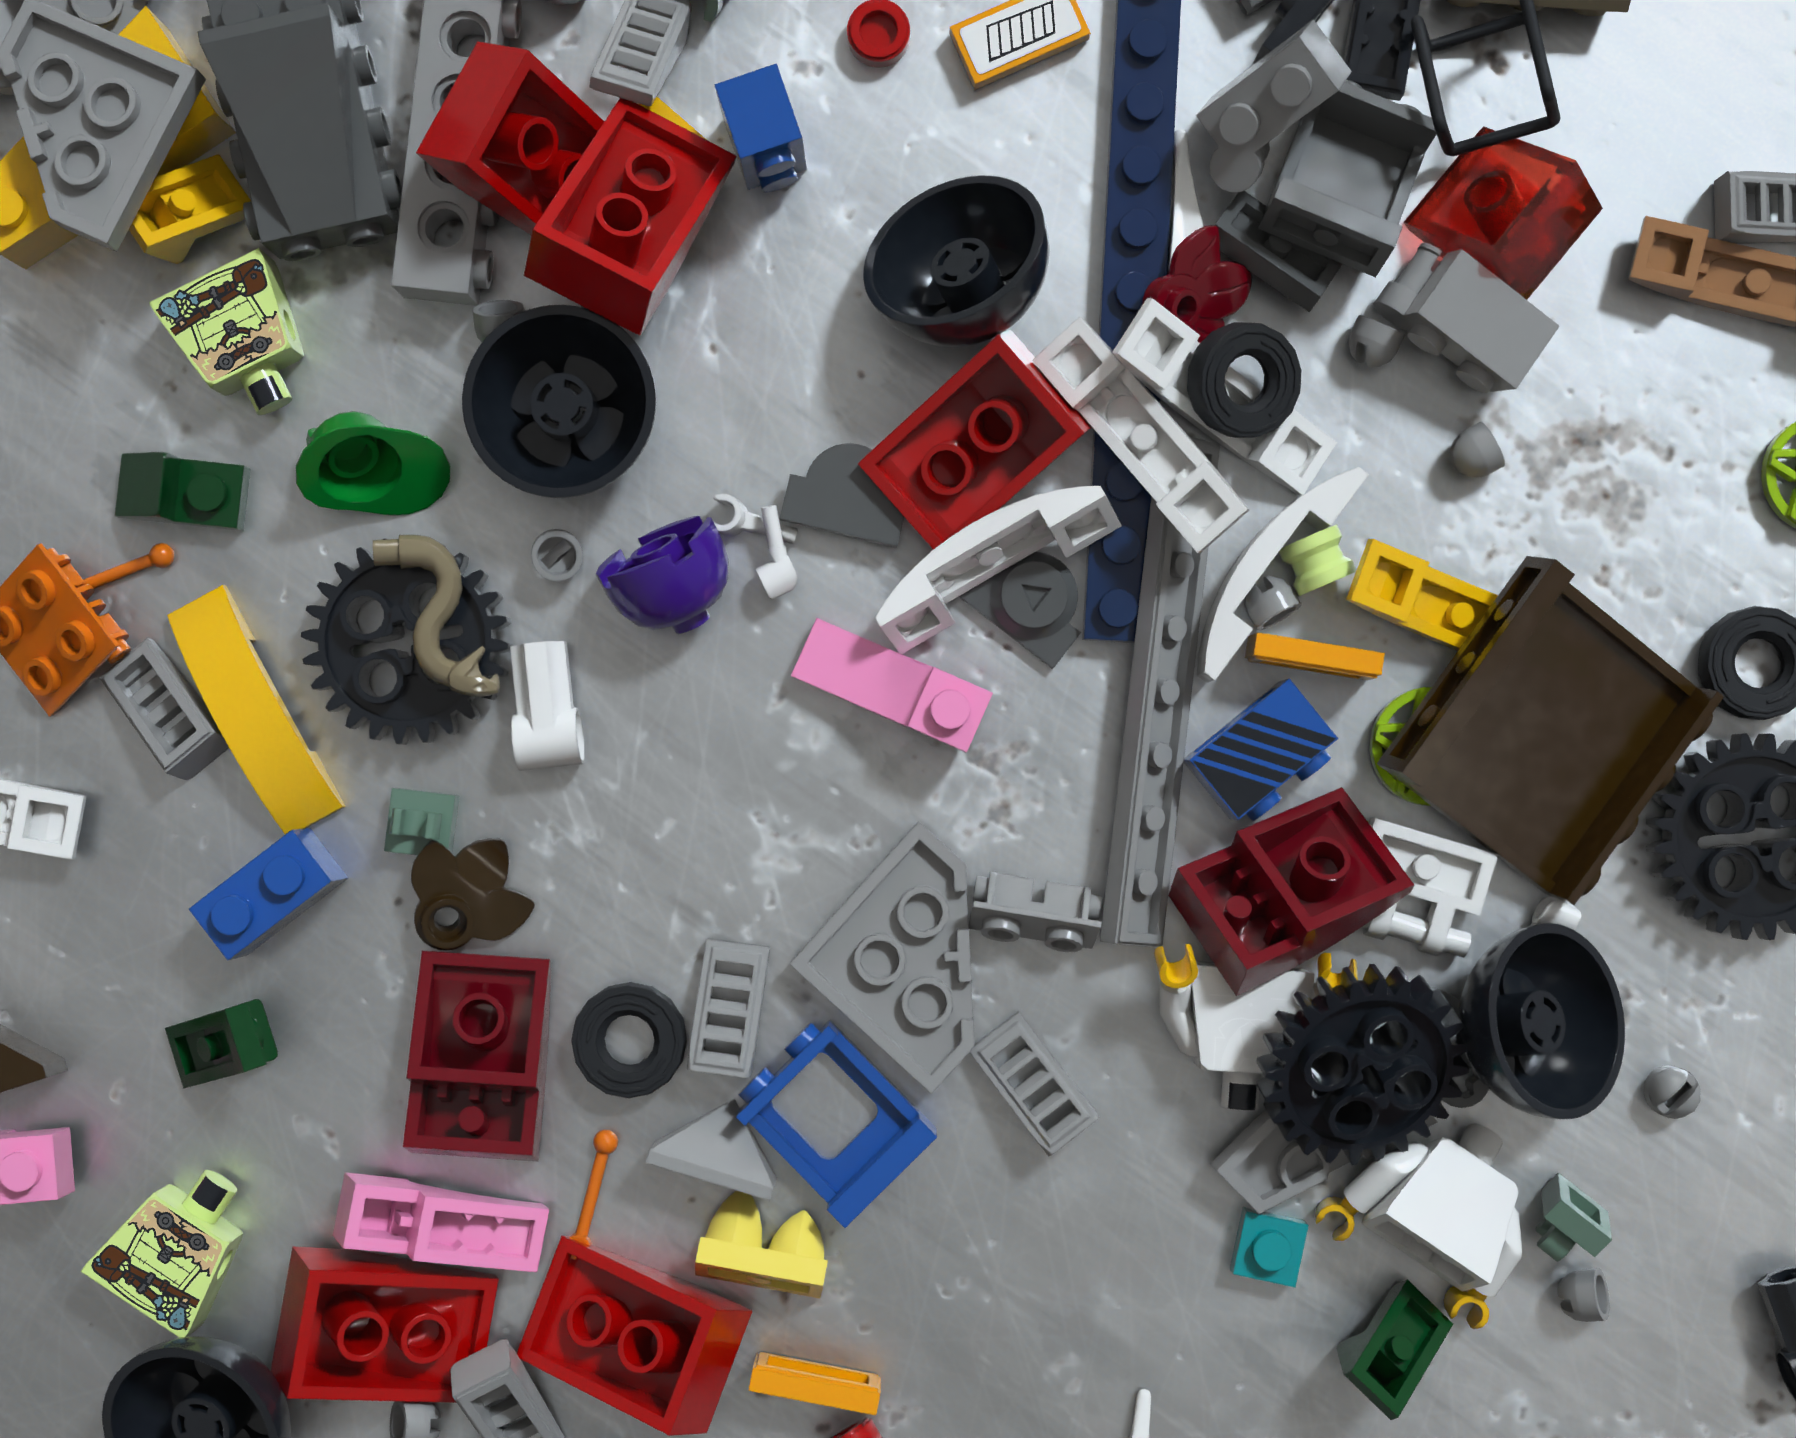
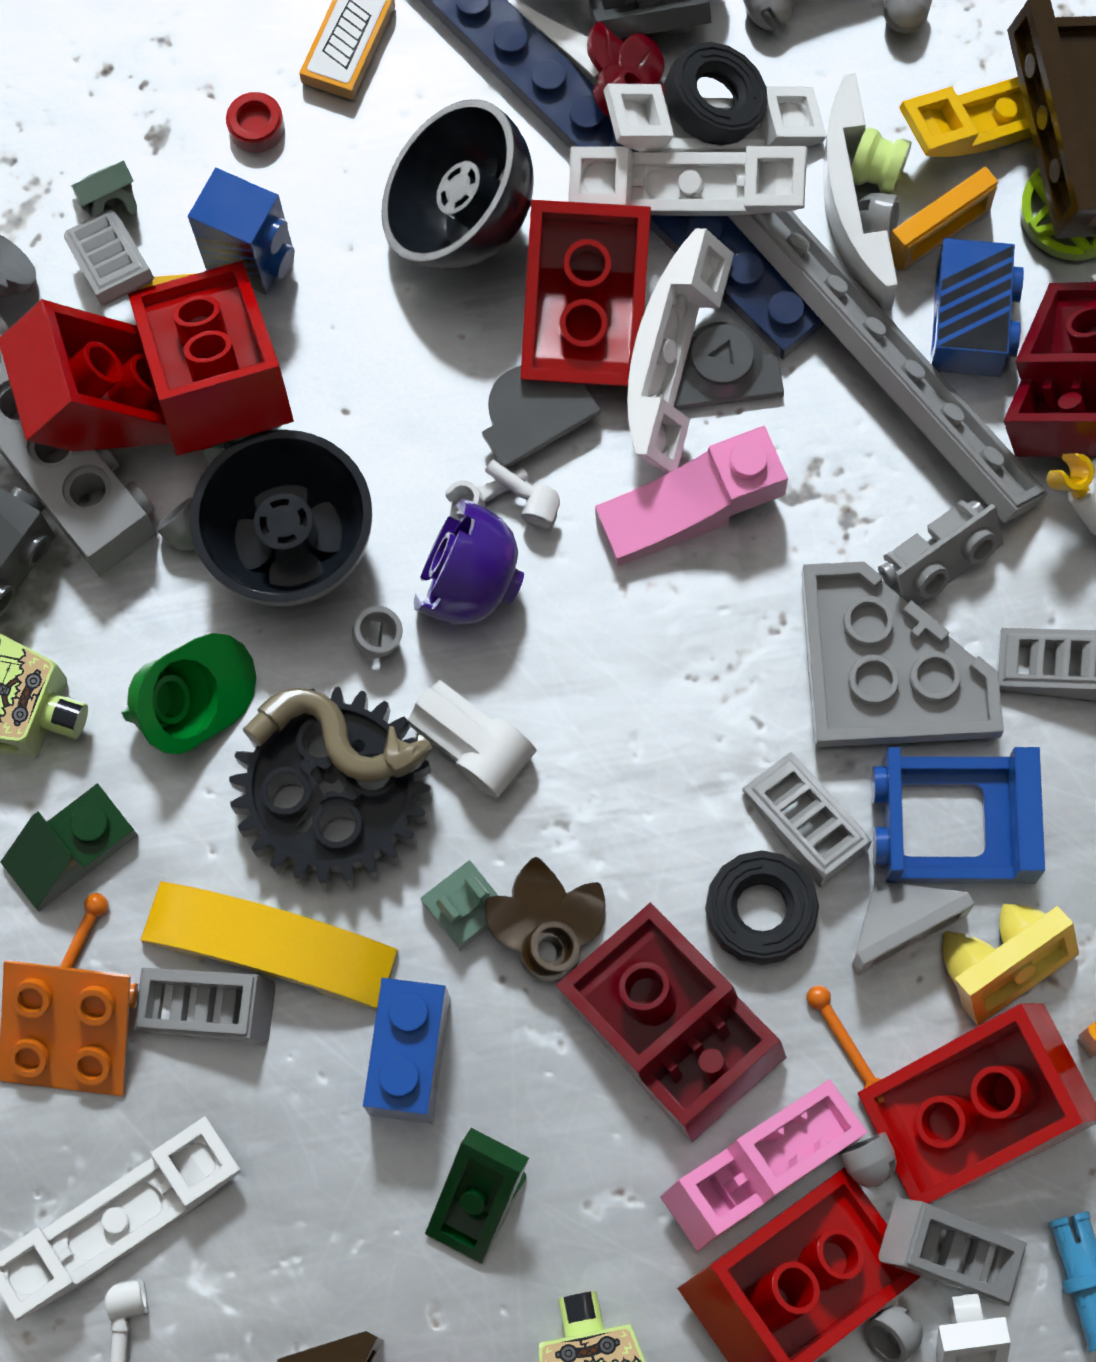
camera: 35 degrees left, 15 degrees down
(518, 1293) = (870, 1160): none -> light grey hinge

